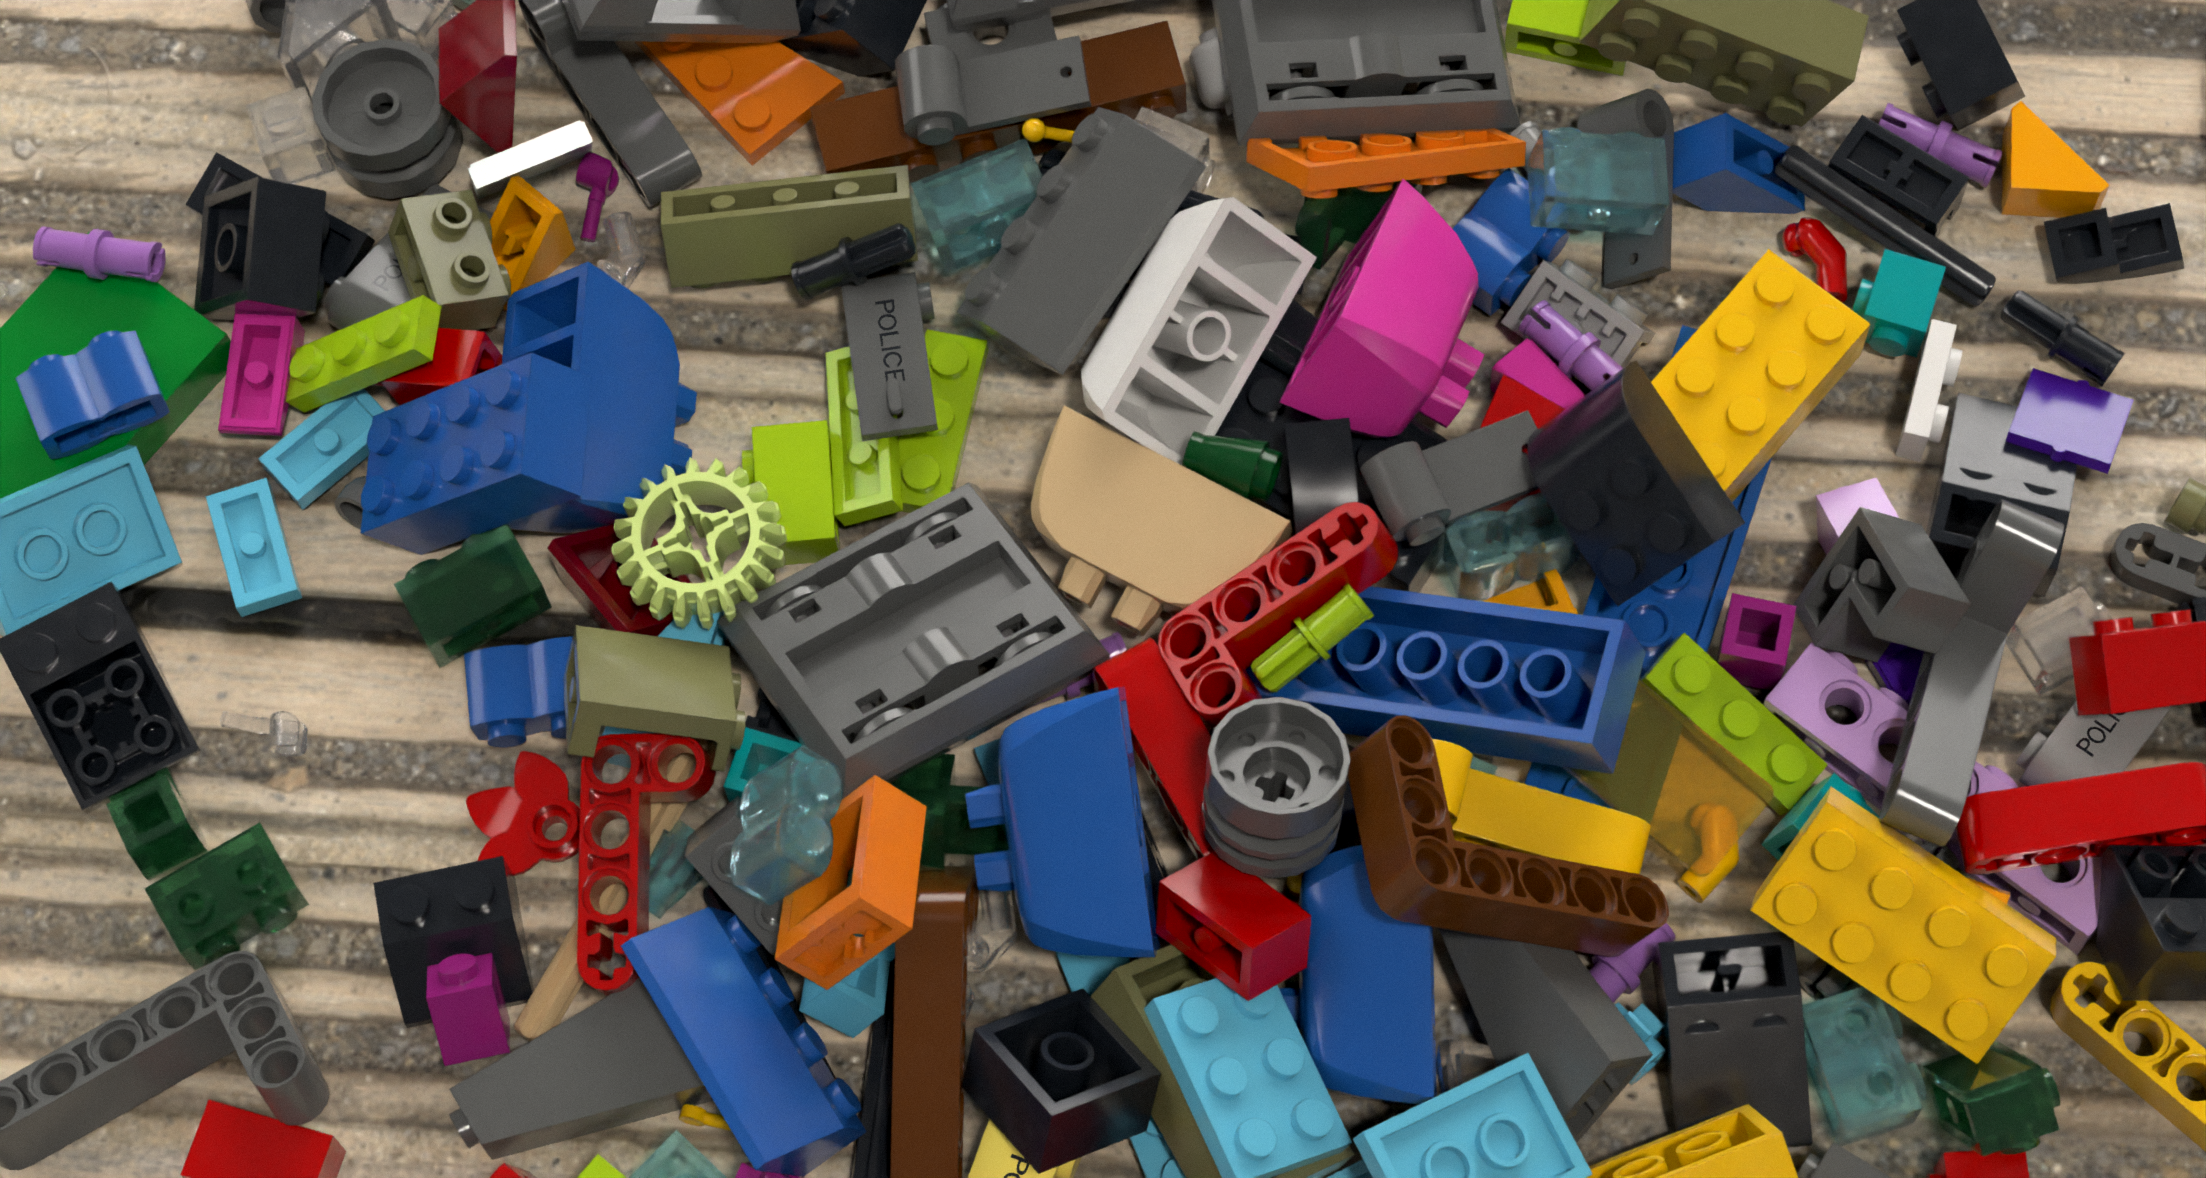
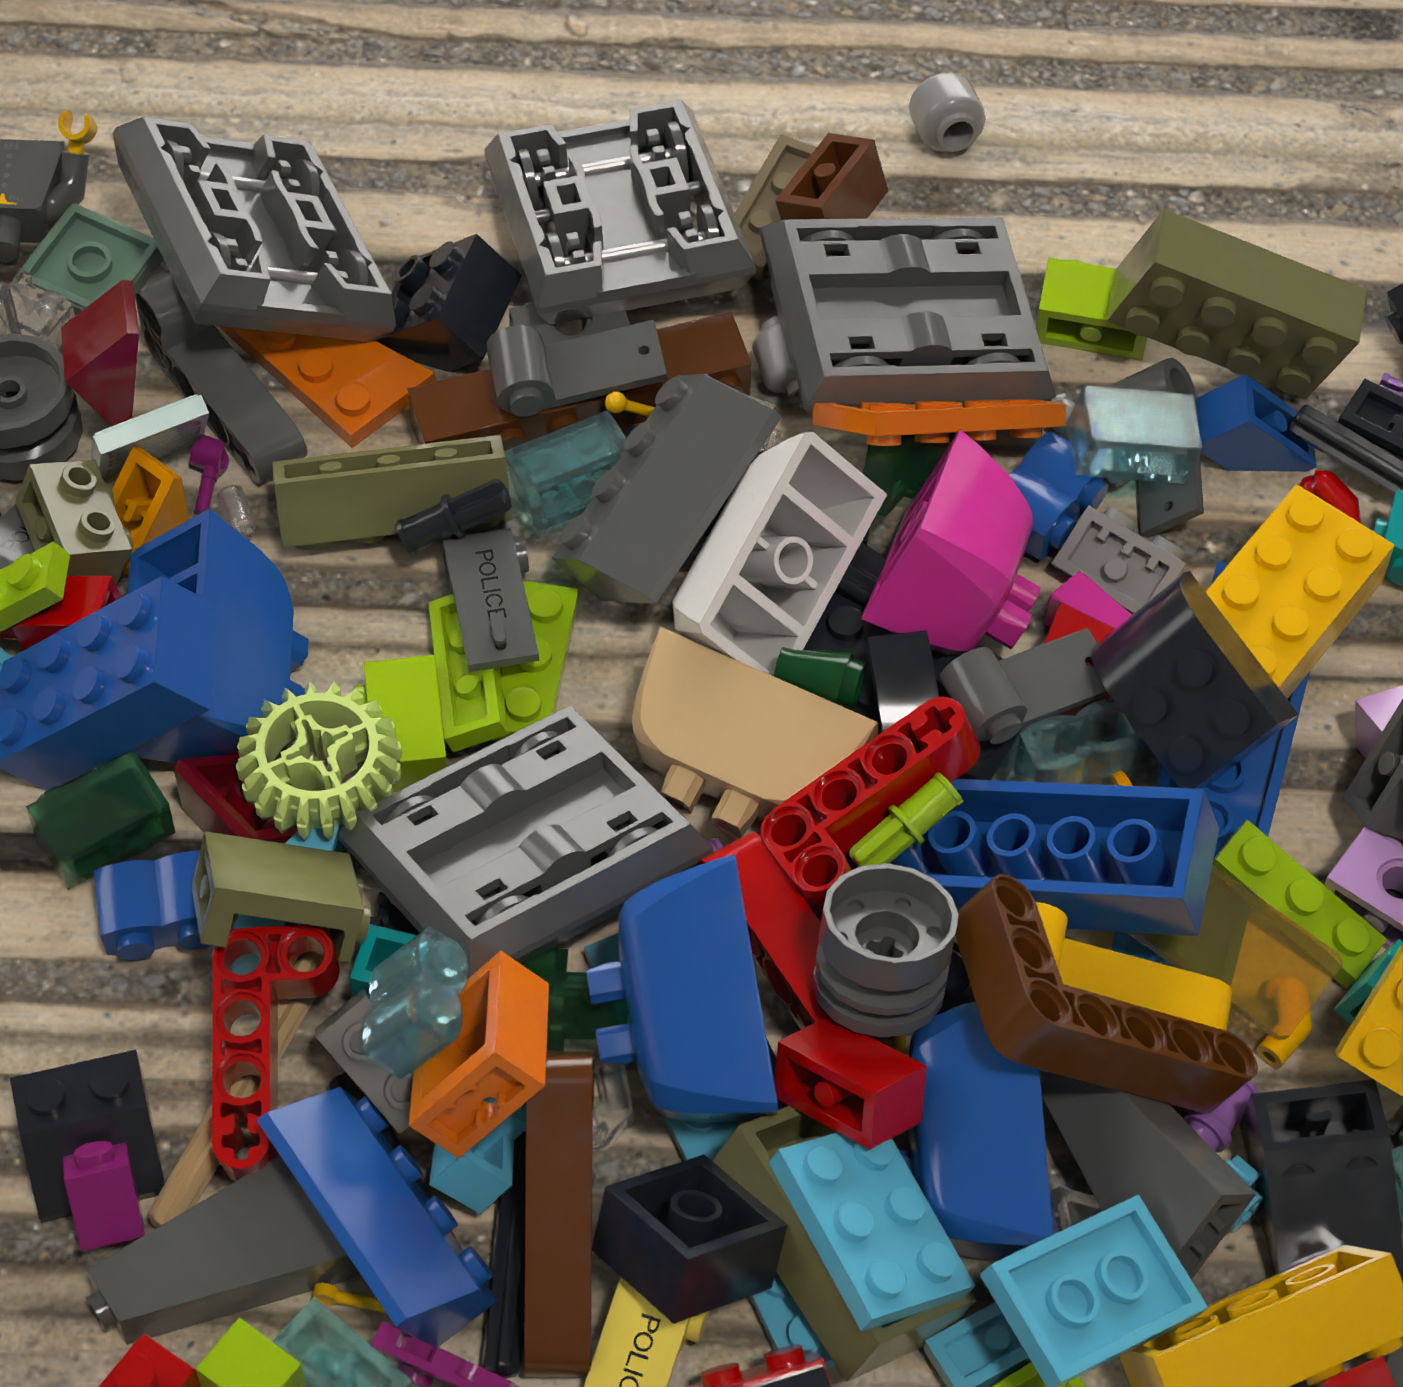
camera: 10 degrees left, 10 degrees down
(521, 815) = (154, 1018): red plate -> none
(670, 870) = (301, 1062): clear light blue cone -> none
(1574, 351) = (1122, 581): medium lavender pin -> none
(1756, 640) = (1313, 826): magenta brick -> none

